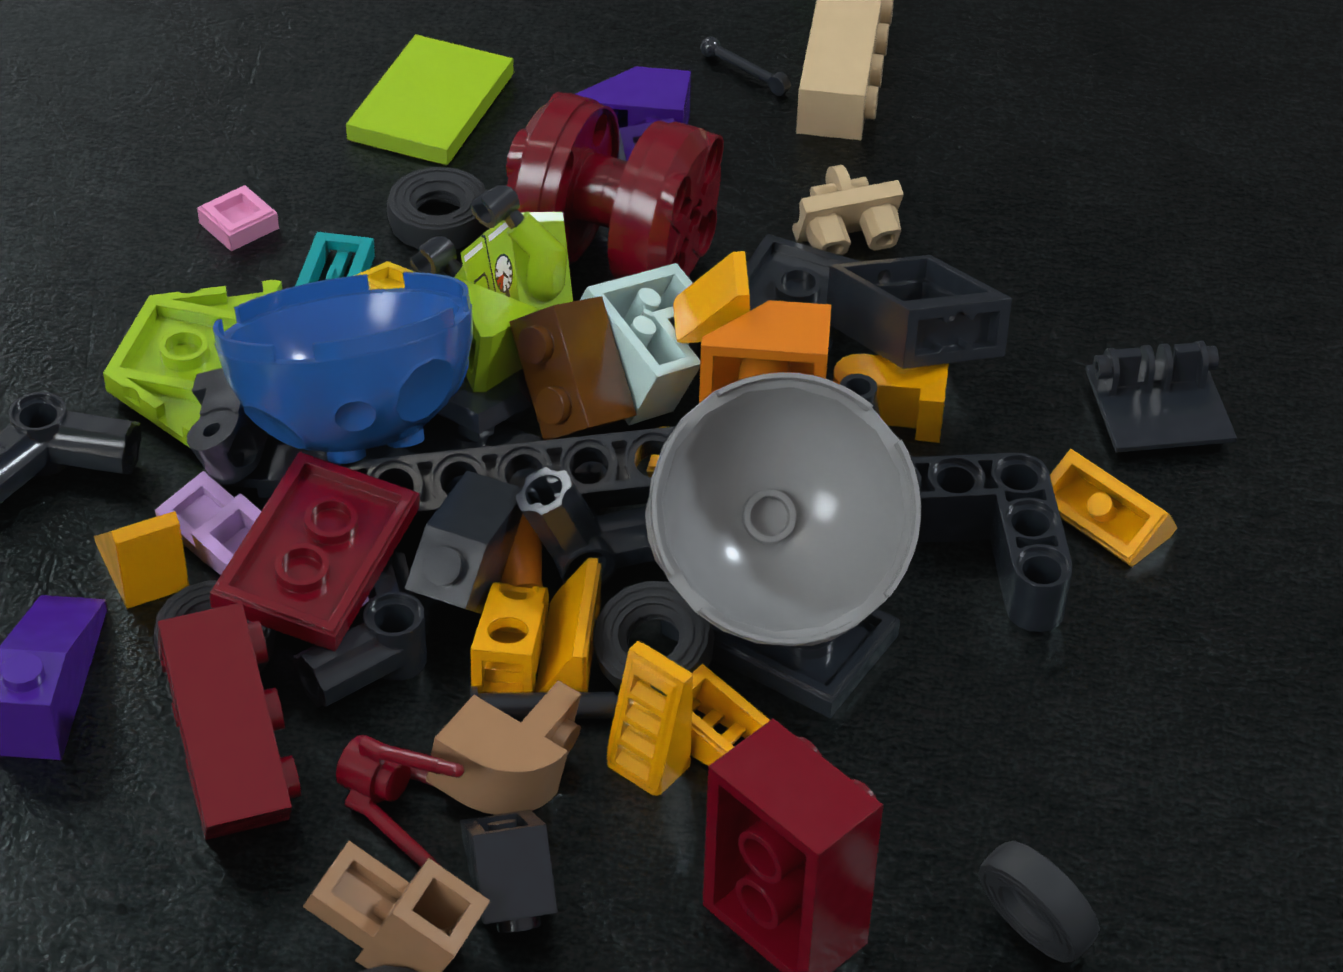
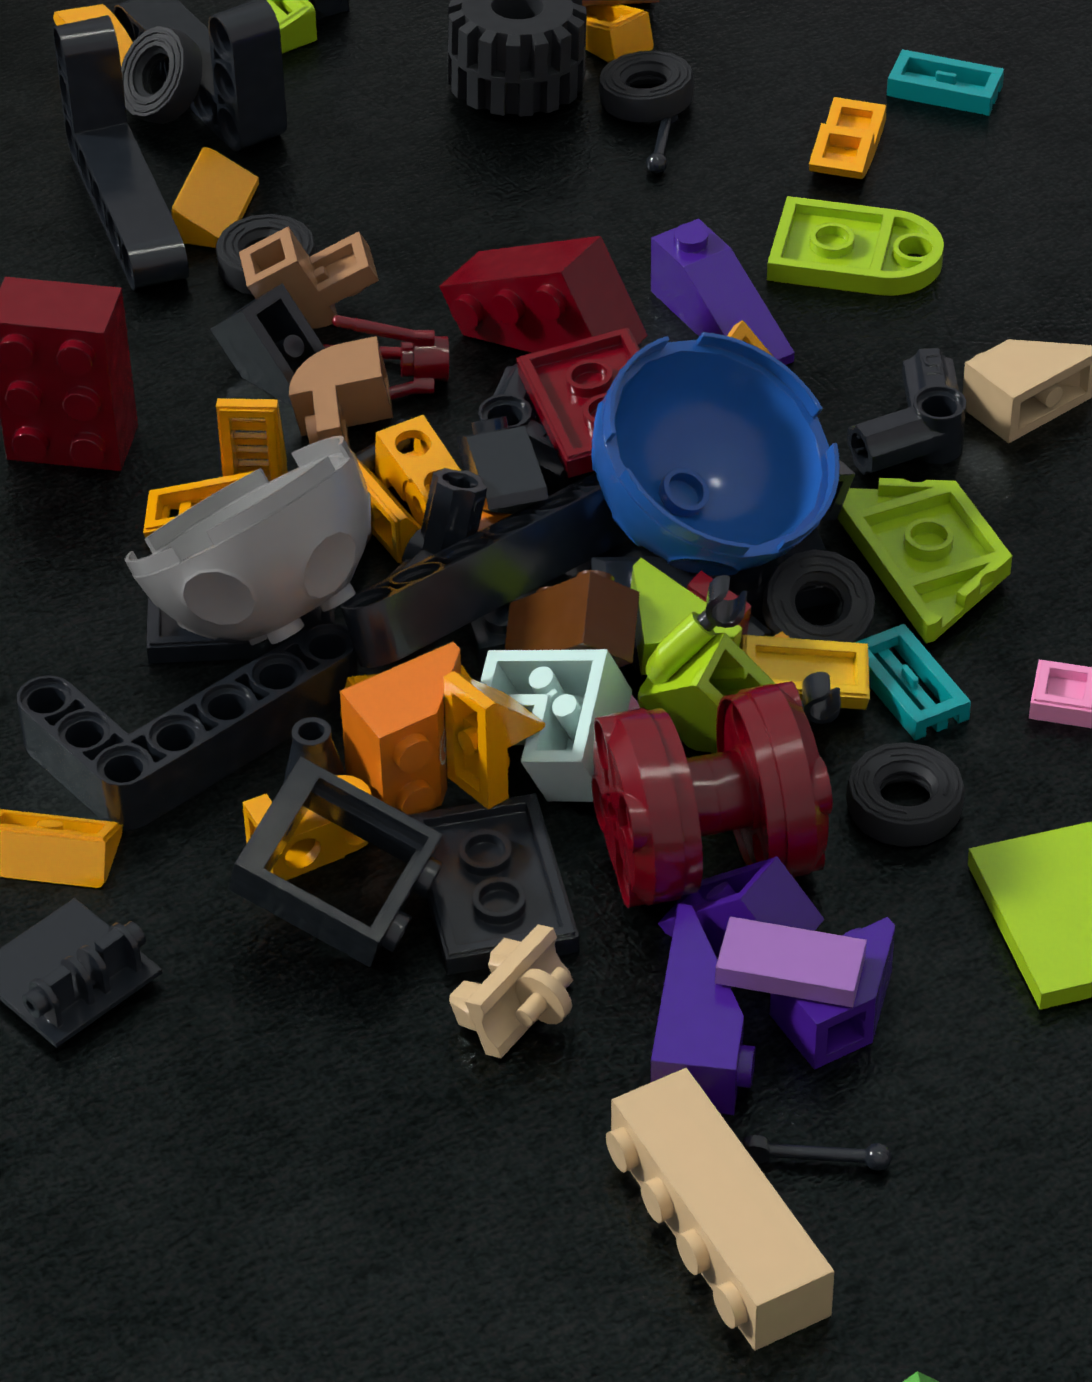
camera: 145 degrees right, 0 degrees up
(673, 90) = (791, 961): none -> medium lavender tile
(762, 132) = (700, 1019): none -> dark purple slope

